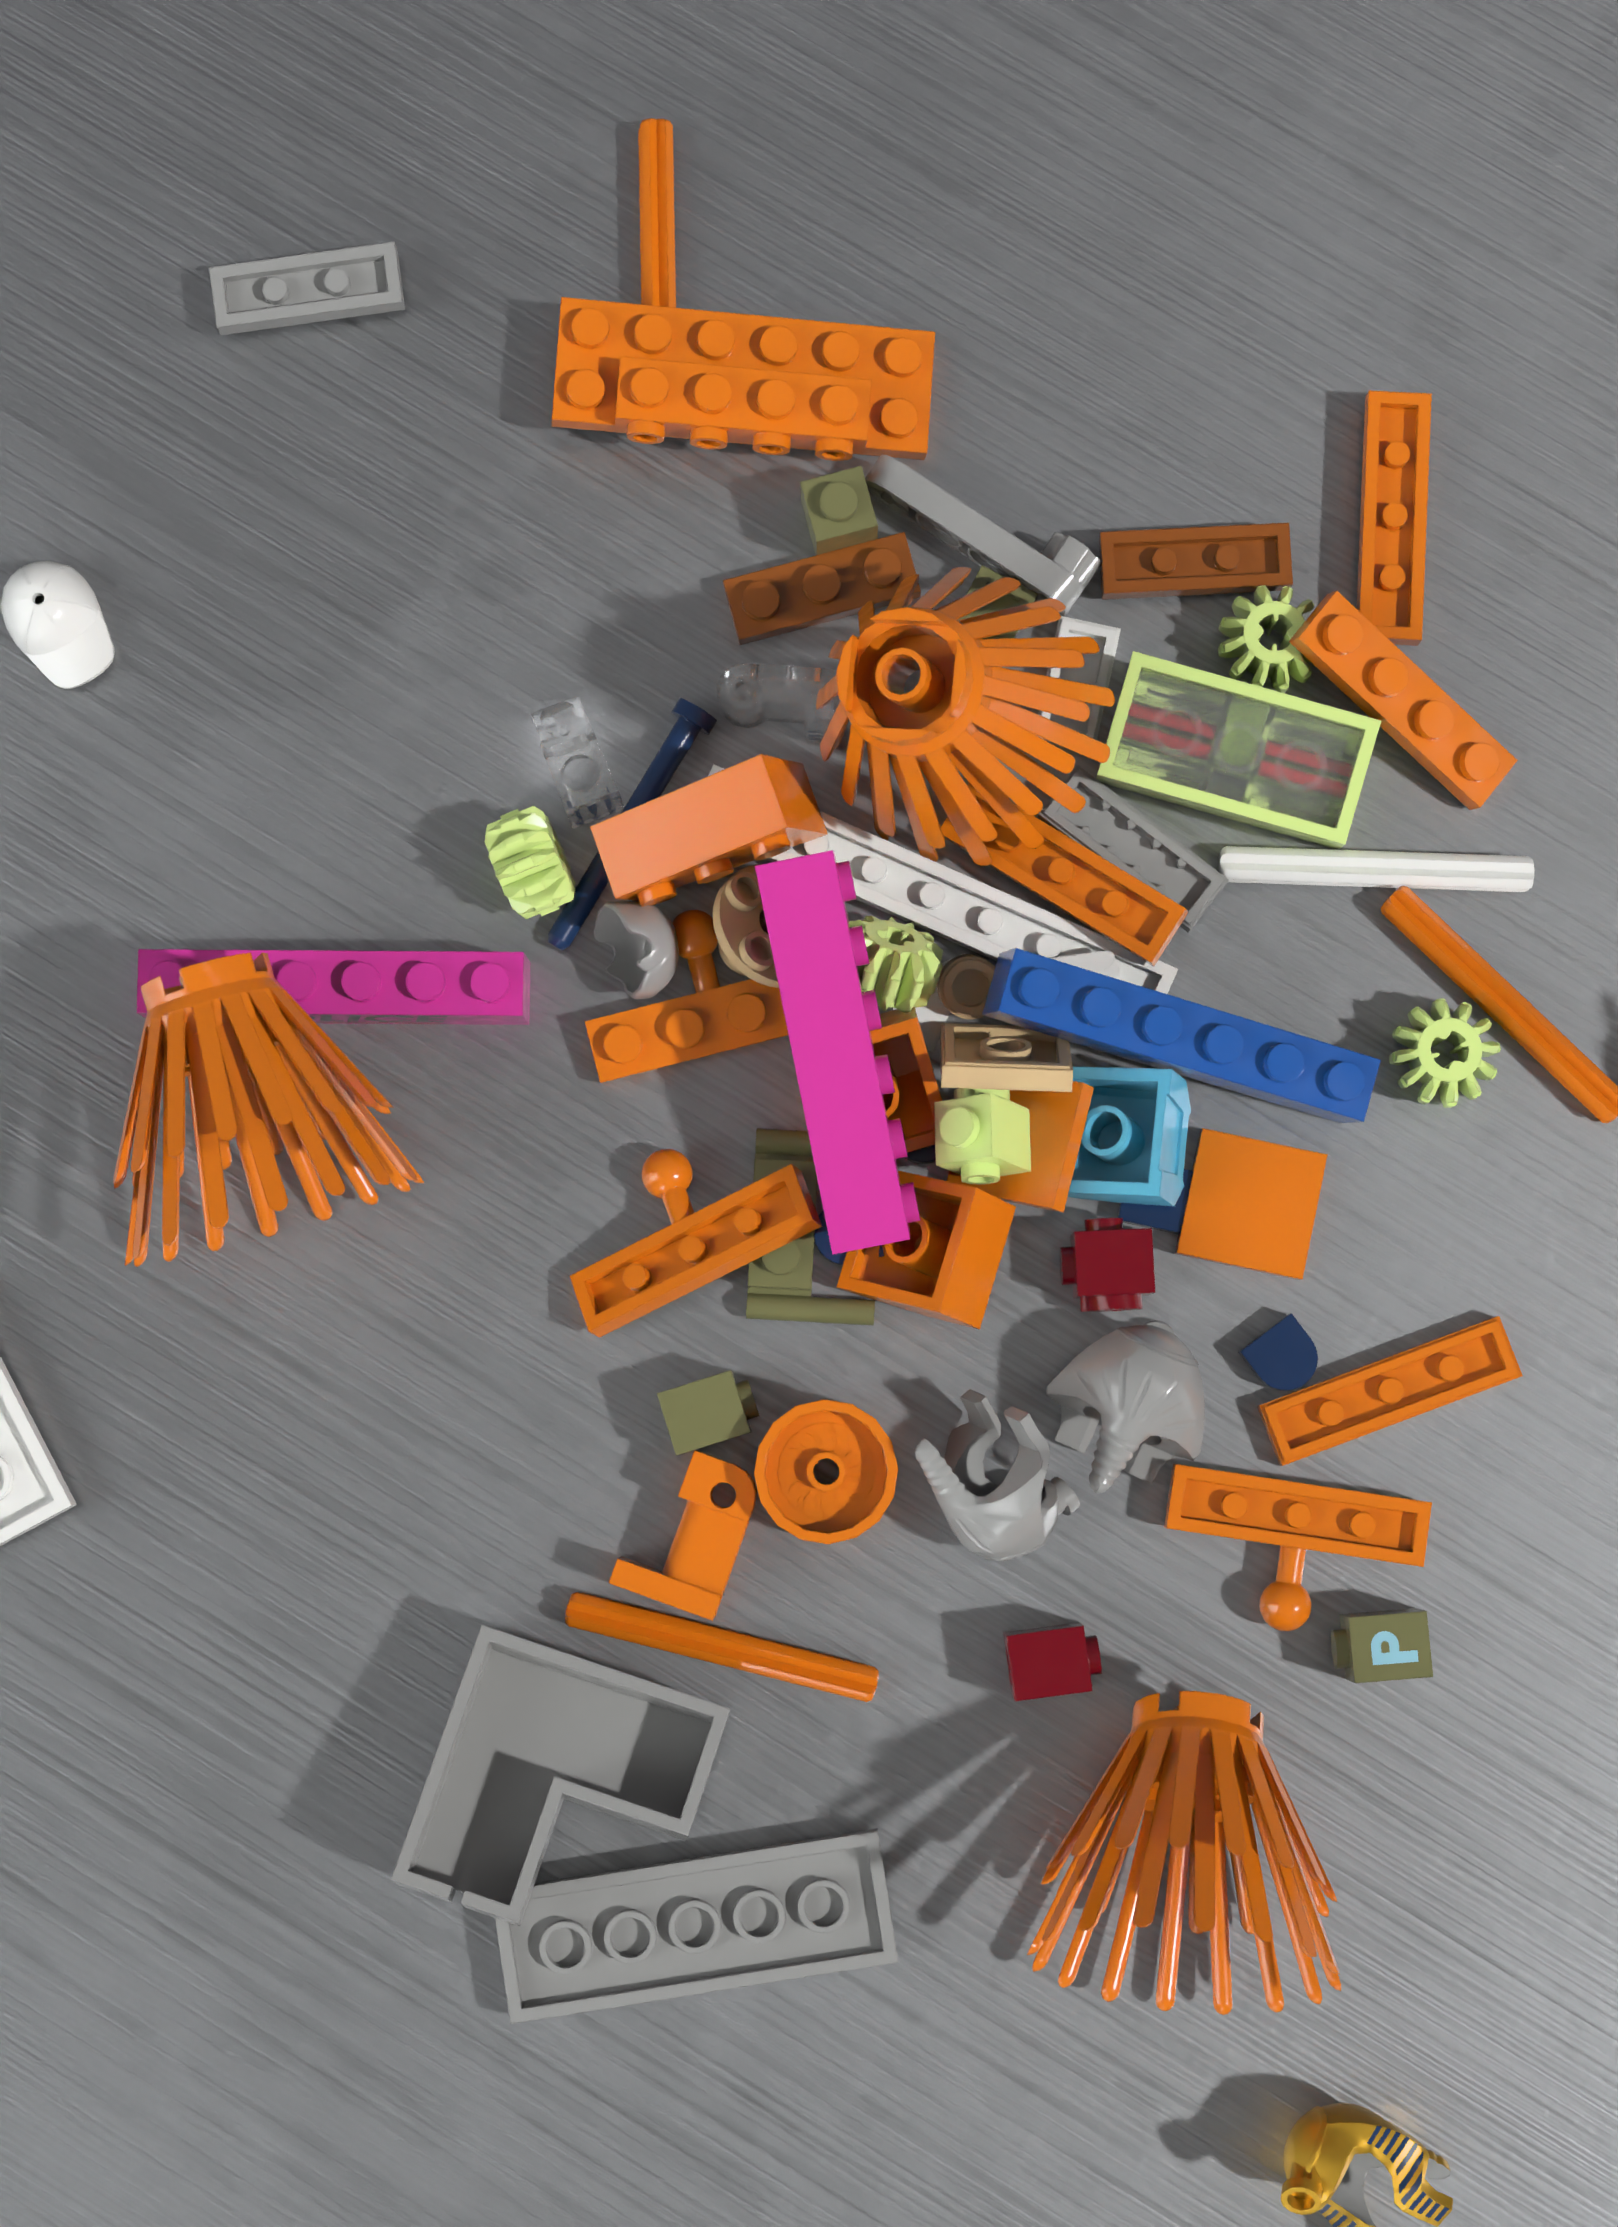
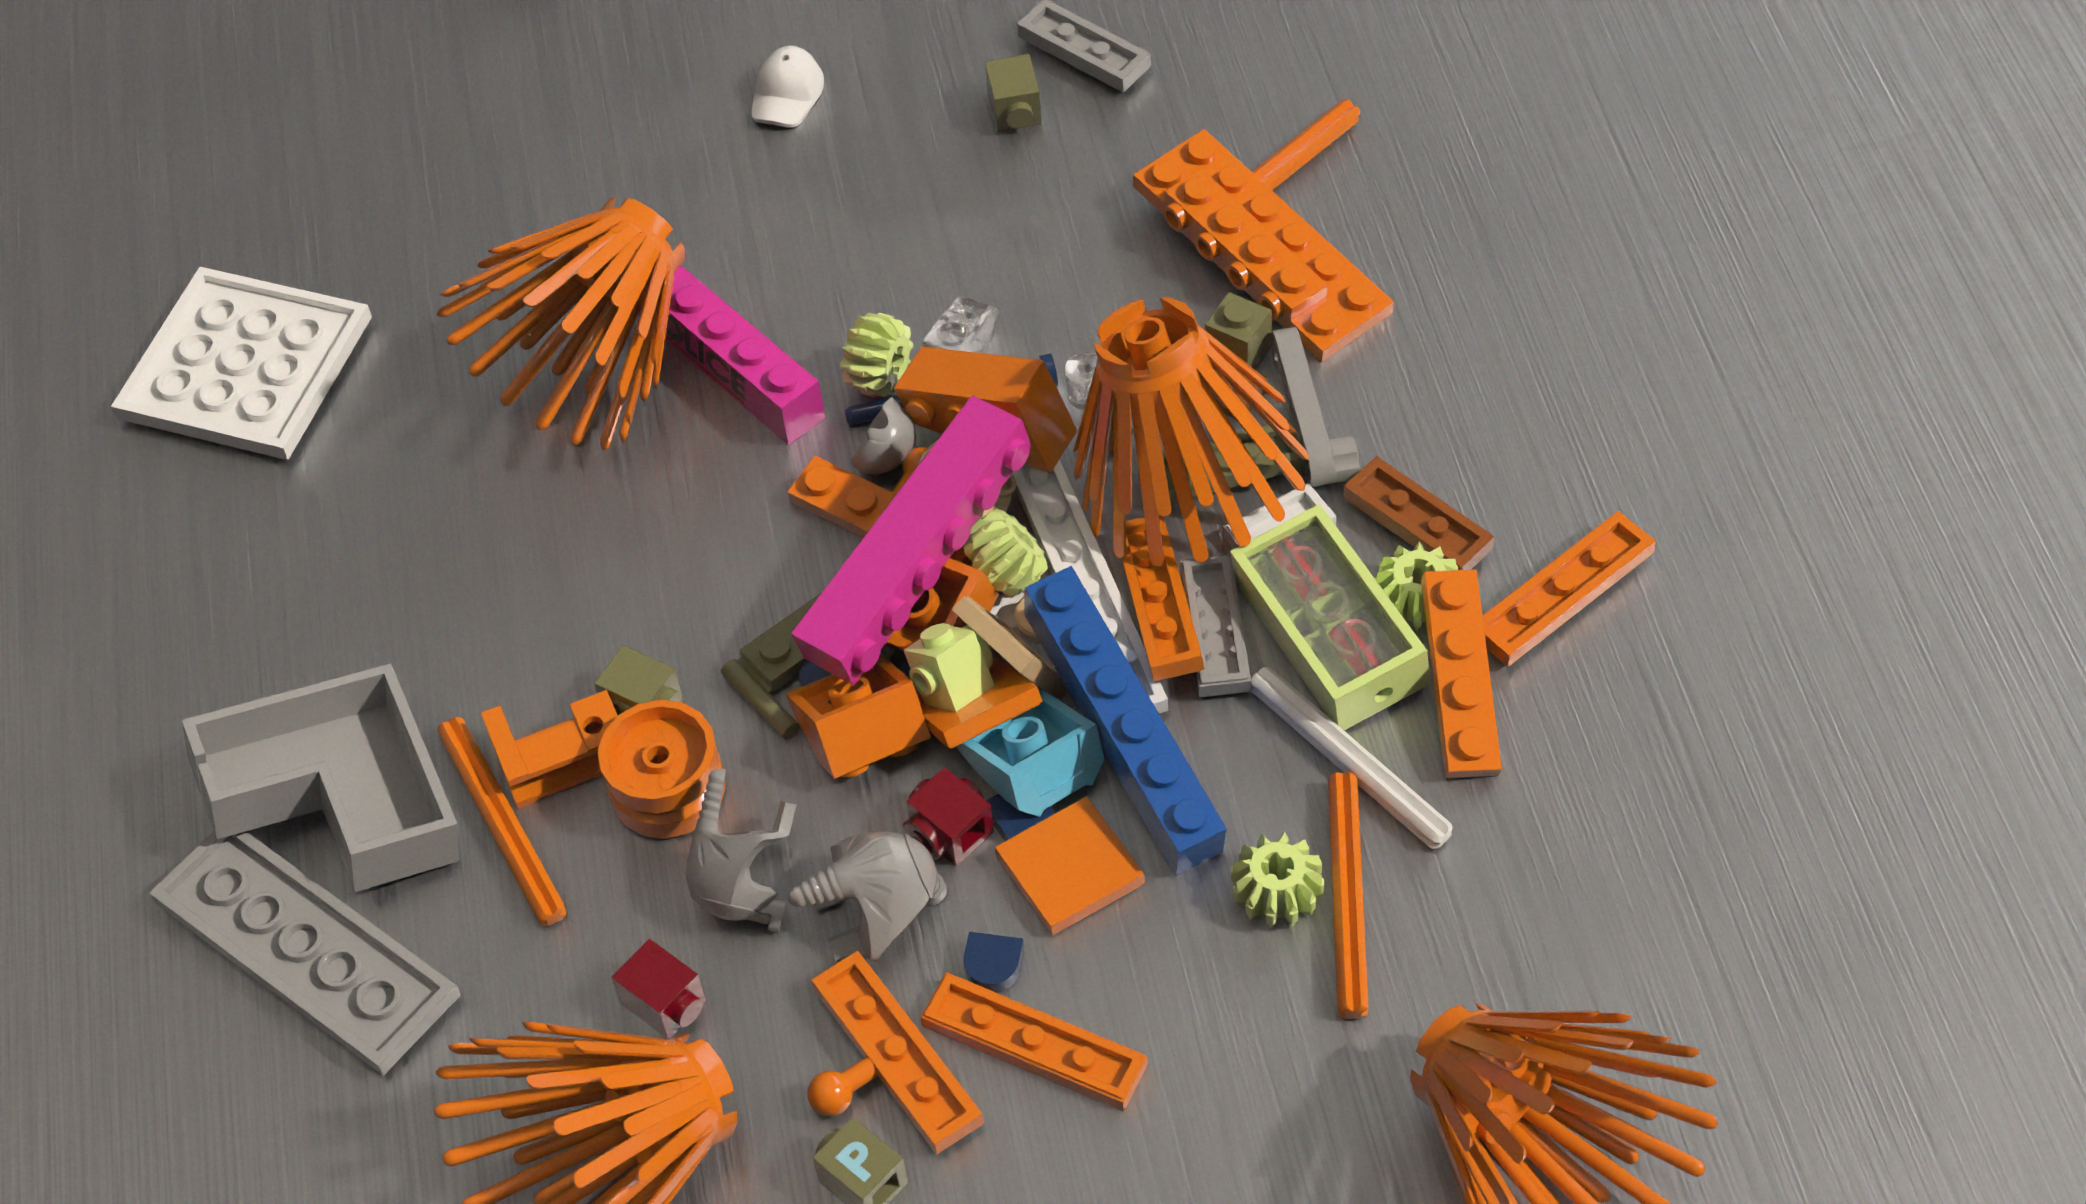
camera: 45 degrees right, 30 degrees down
(307, 418) = (1013, 92): none -> olive brick
(695, 1245) = (746, 600): orange plate -> none

